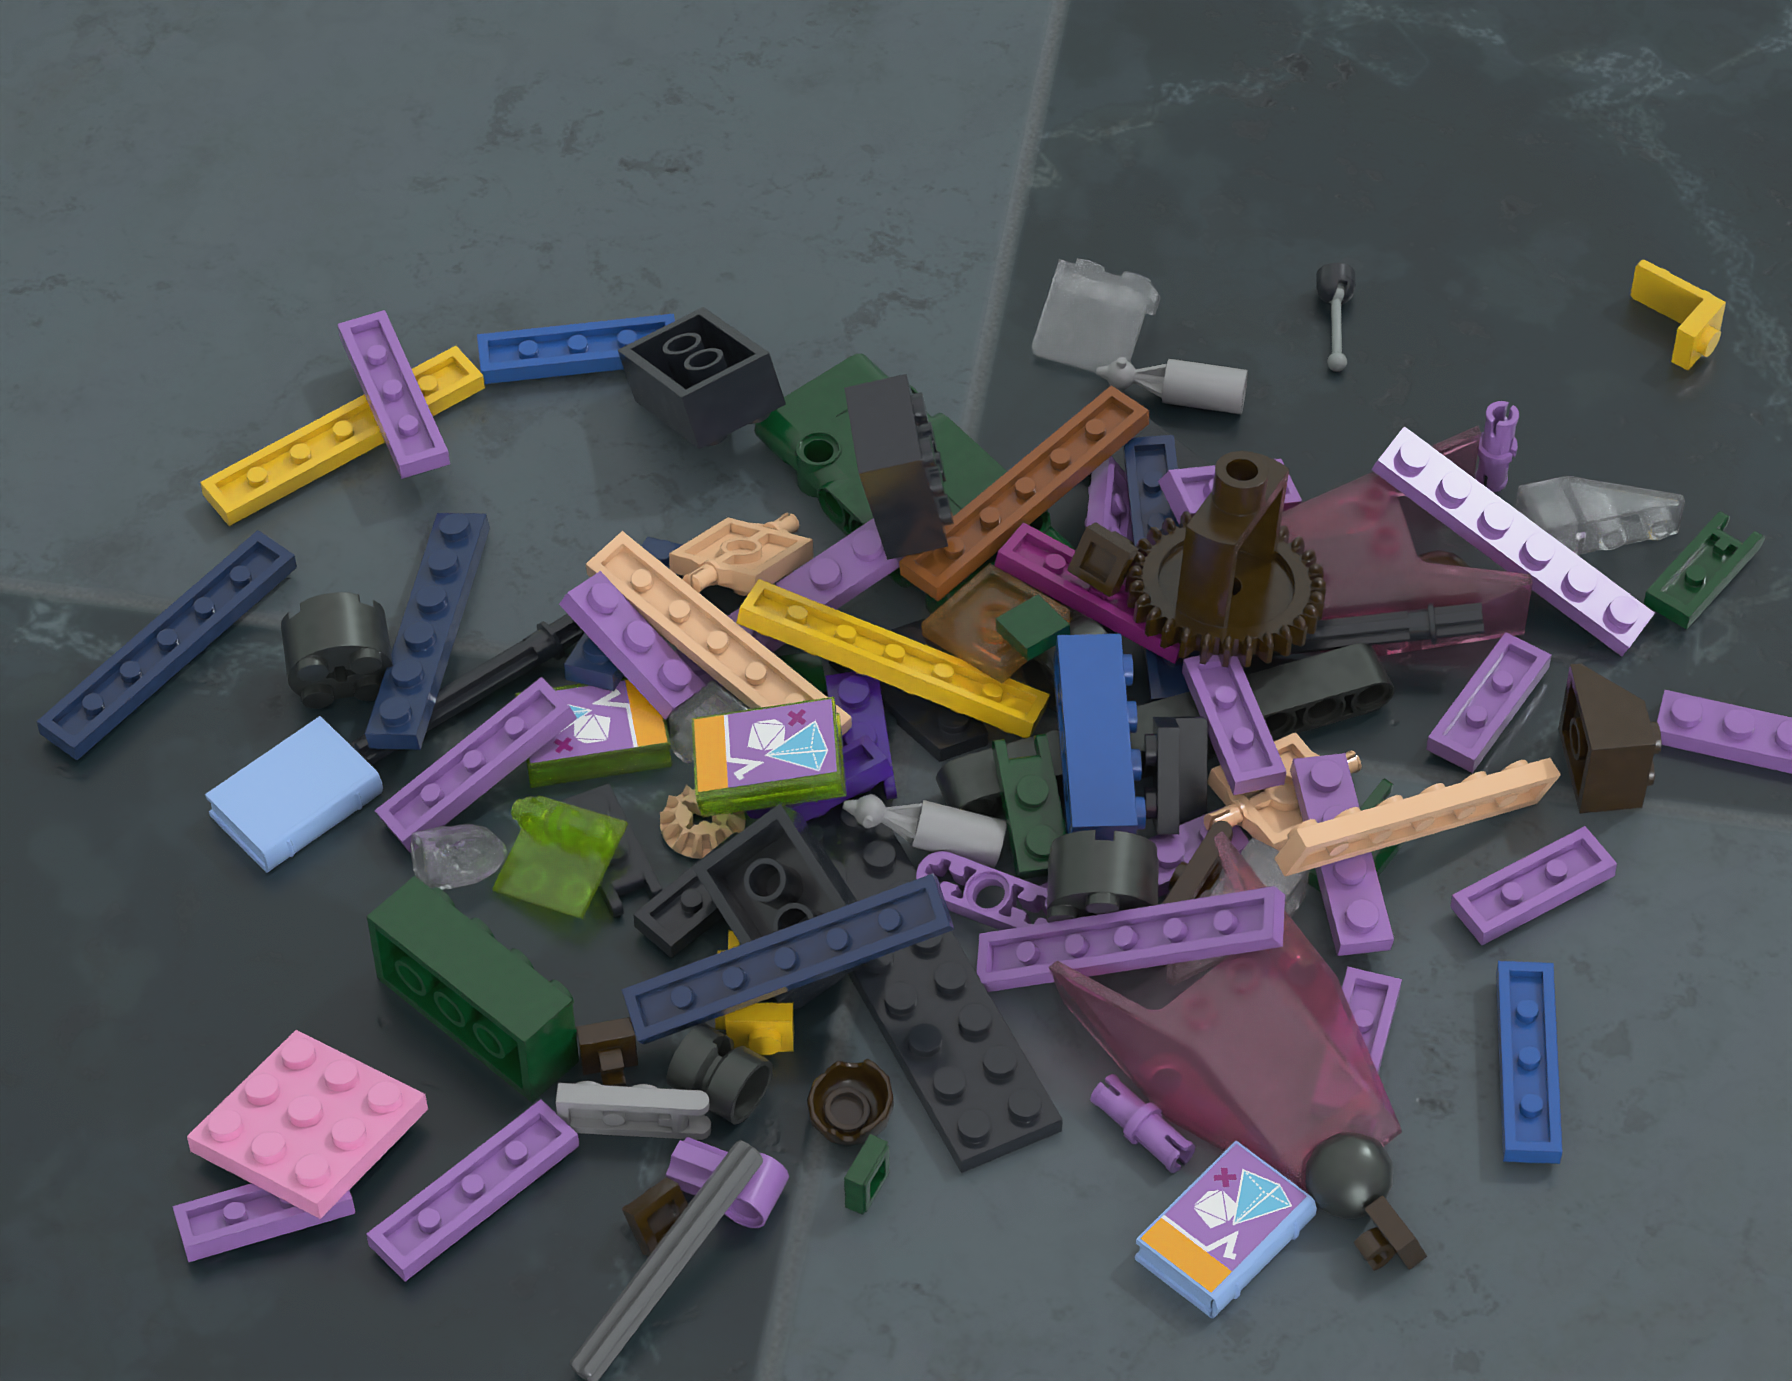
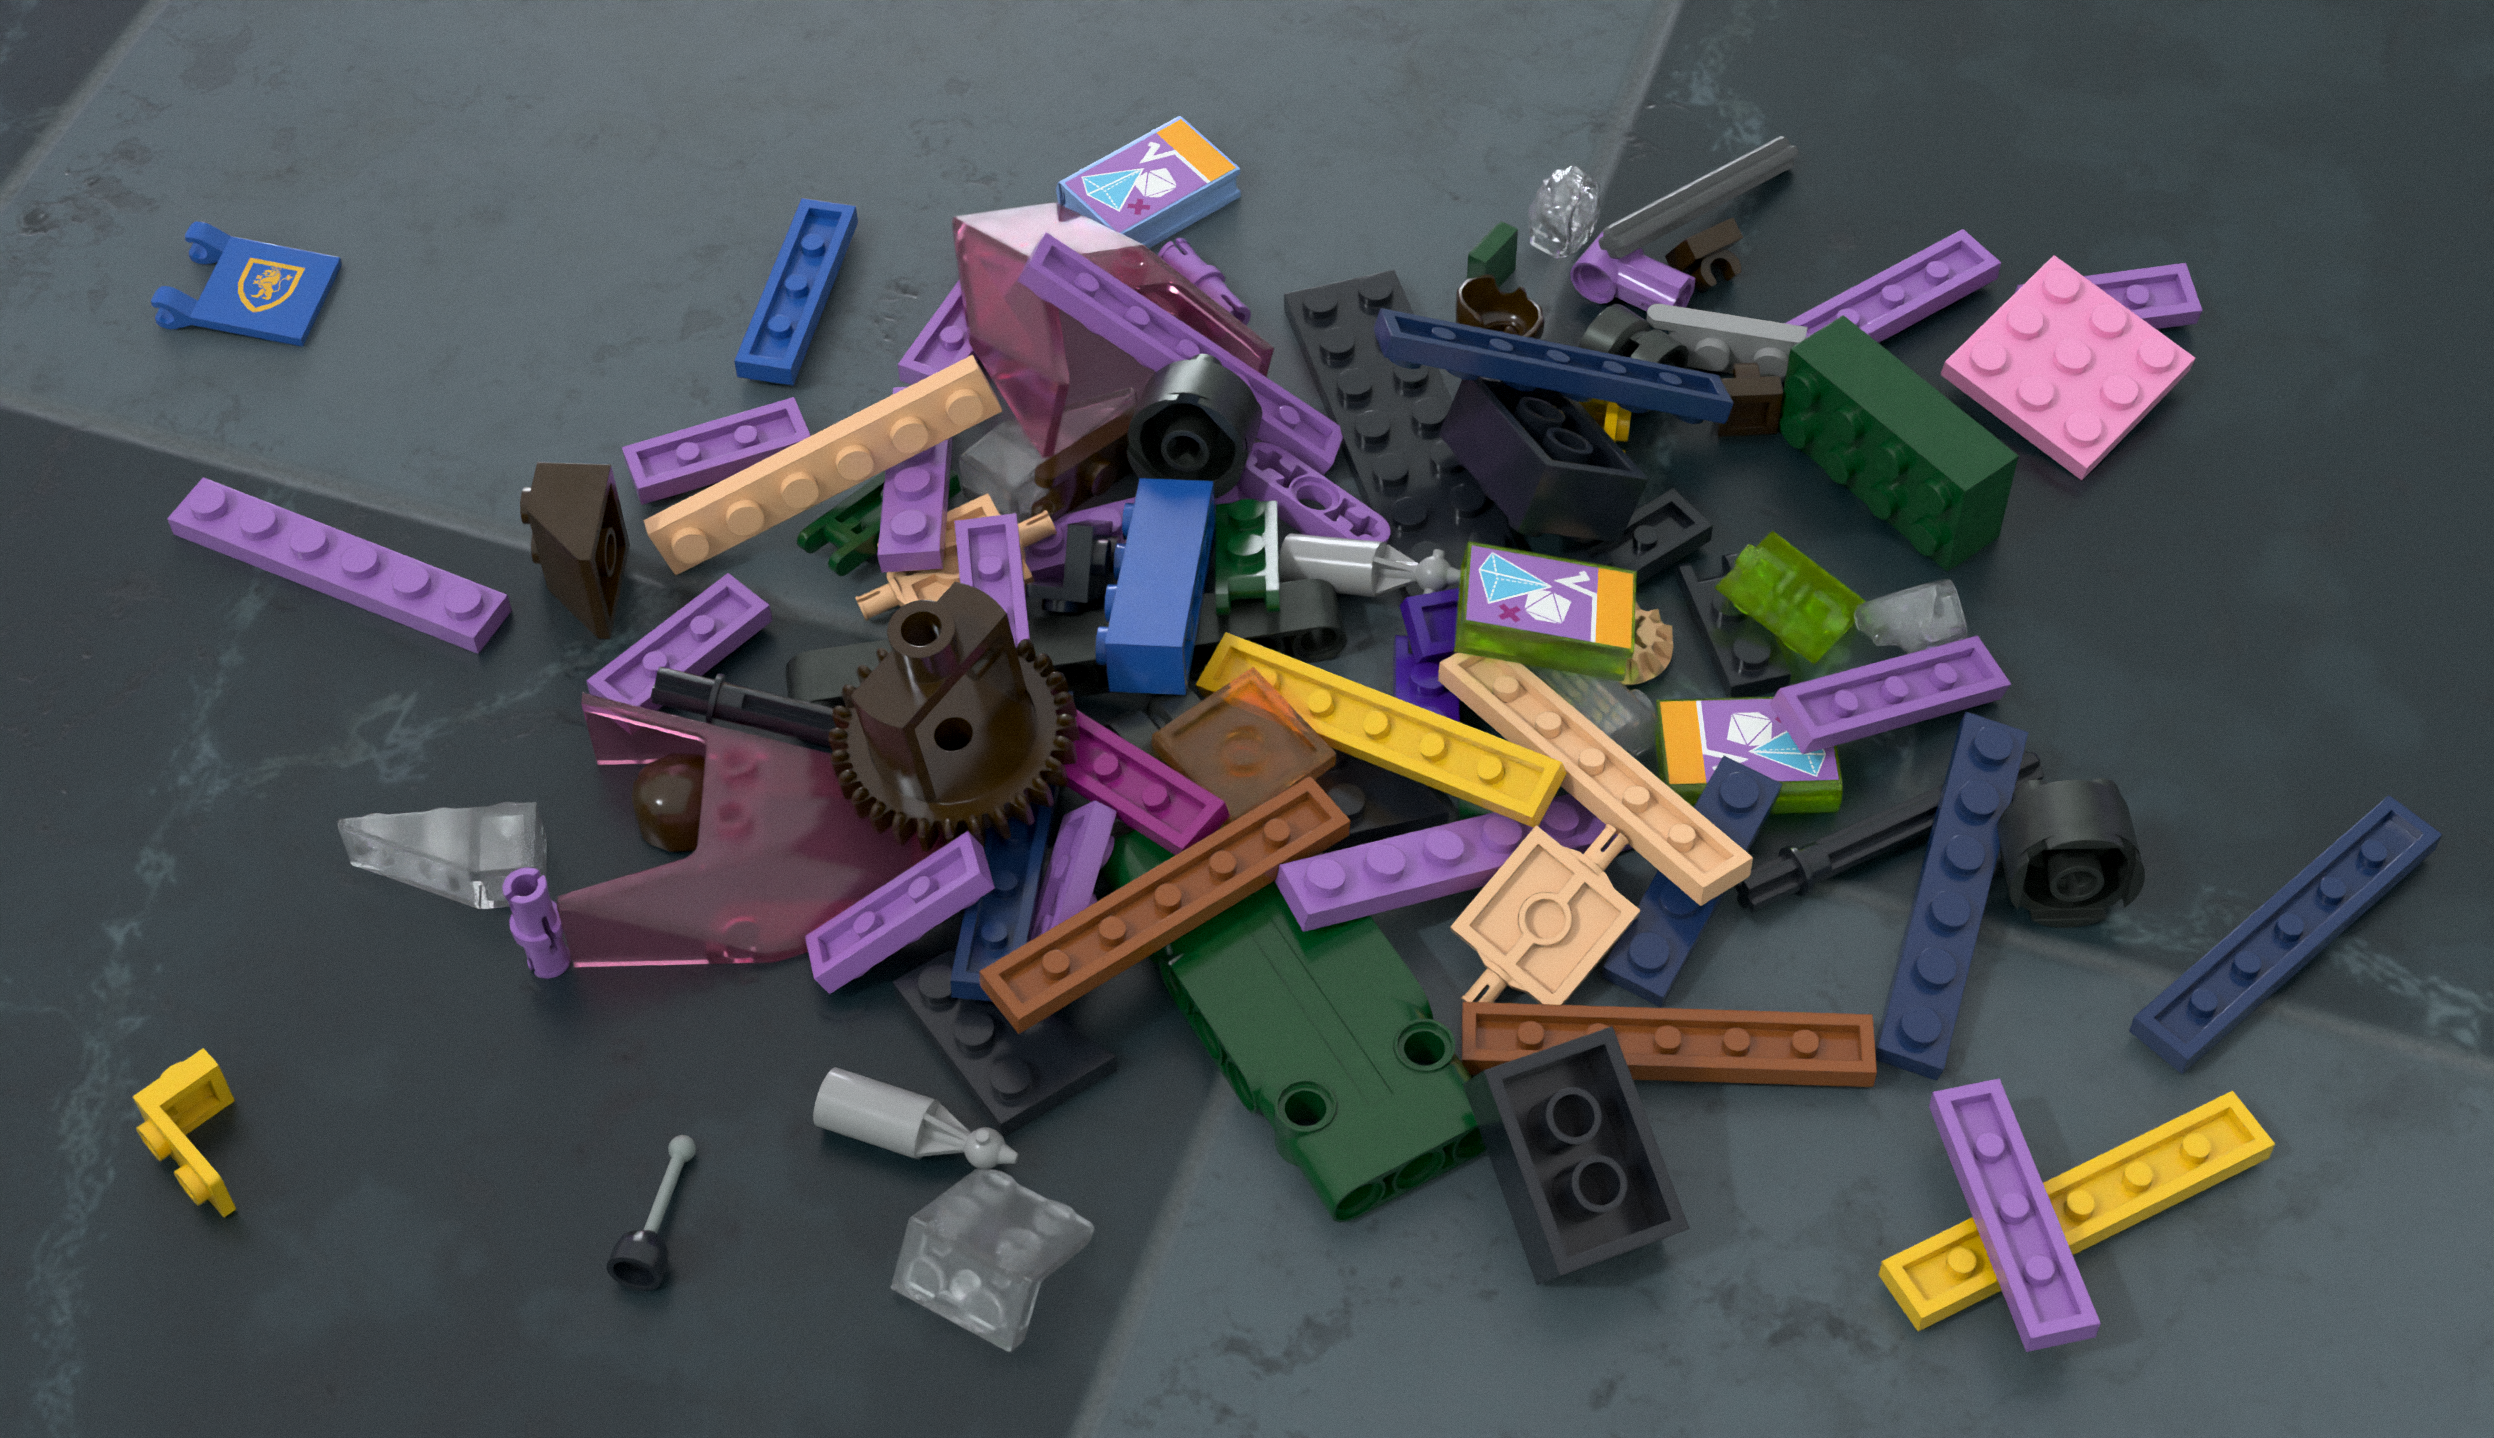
camera: 170 degrees left, 0 degrees up
(293, 794) = (2114, 718): light blue piece -> none
(561, 348) = (1742, 1305): blue plate -> none
(631, 644) = (1709, 781): medium lavender plate -> none
(641, 504) = (1684, 1042): none -> dark orange plate
(803, 1238) = (1564, 212): none -> clear rock
(899, 466) = (1342, 808): black brick -> none
(1032, 627) = (1205, 694): dark green tile -> none
(1103, 559) = (1092, 762): dark brown tile -> none
(1348, 1174) = (1014, 183): pearl dark grey hair -> none
(1388, 1237) = (991, 155): dark brown tile -> none
(1512, 541) = (581, 789): plate -> none
(1701, 572) = (353, 775): dark green hinge -> none

